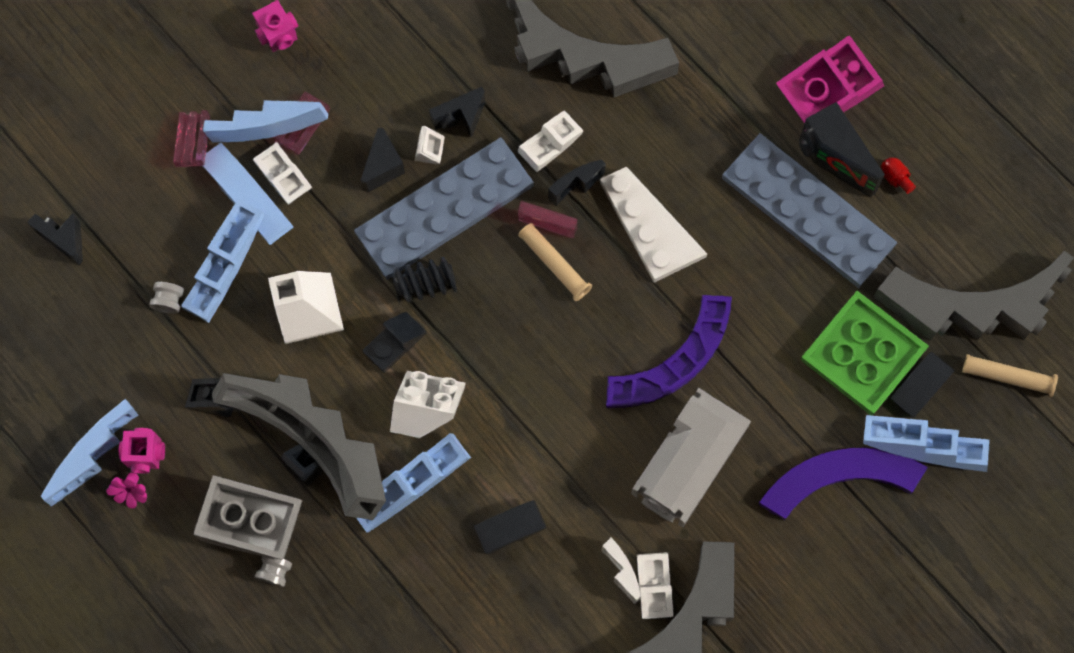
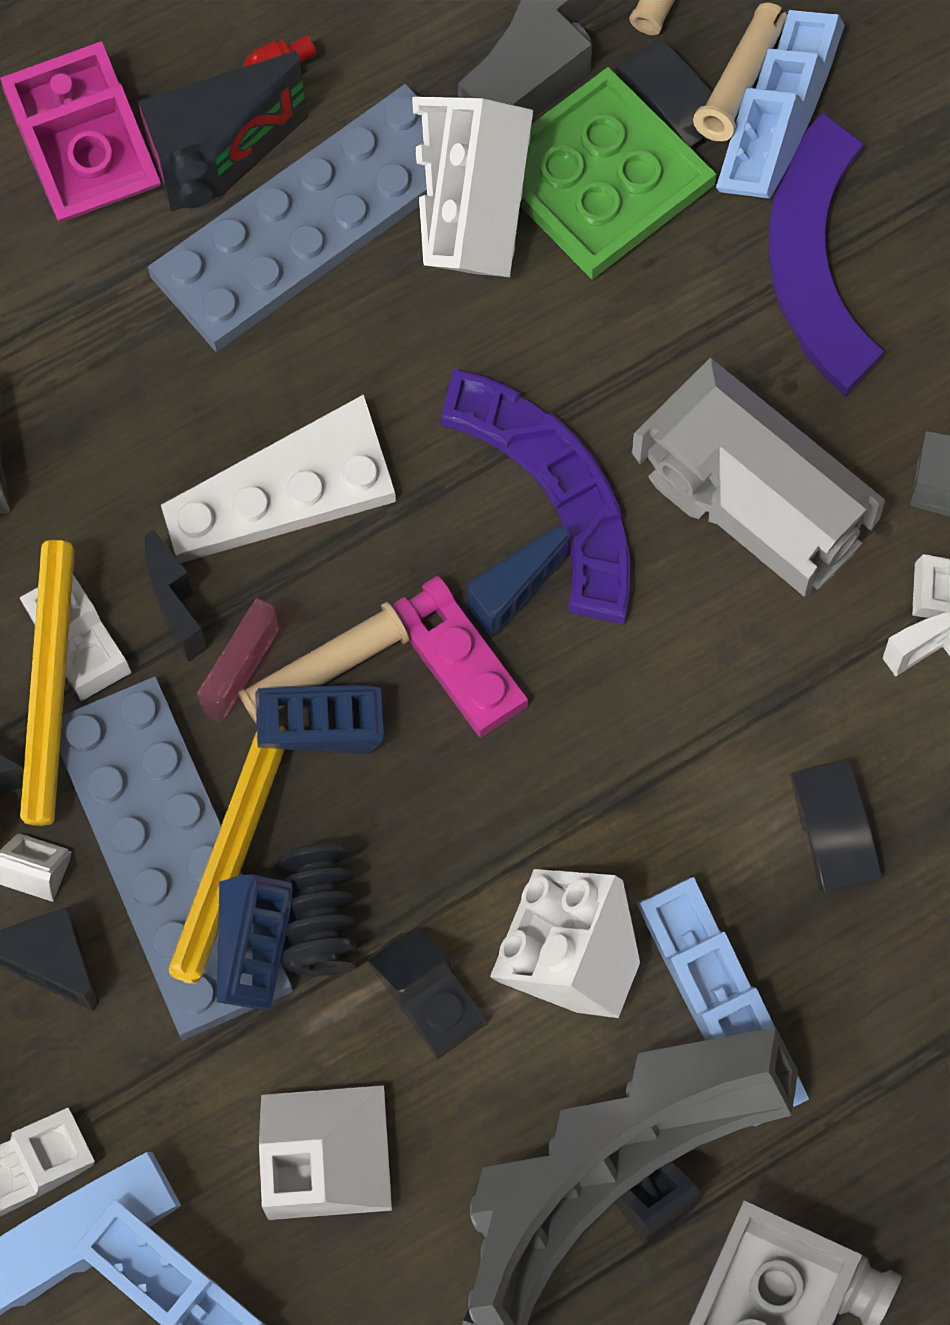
camera: 80 degrees left, 5 degrees down
(405, 239) = (267, 906): none -> dark blue slope
(445, 233) = (225, 861): none -> yellow axle
(518, 131) = (47, 683): none -> yellow axle
(535, 271) = (363, 700): none -> dark blue slope
(570, 327) = (460, 659): none -> dark pink plate
(610, 343) = (508, 585): none -> dark blue slope
(833, 284) = (473, 182): none -> white wedge
(941, 418) = (718, 115): none -> tan pin

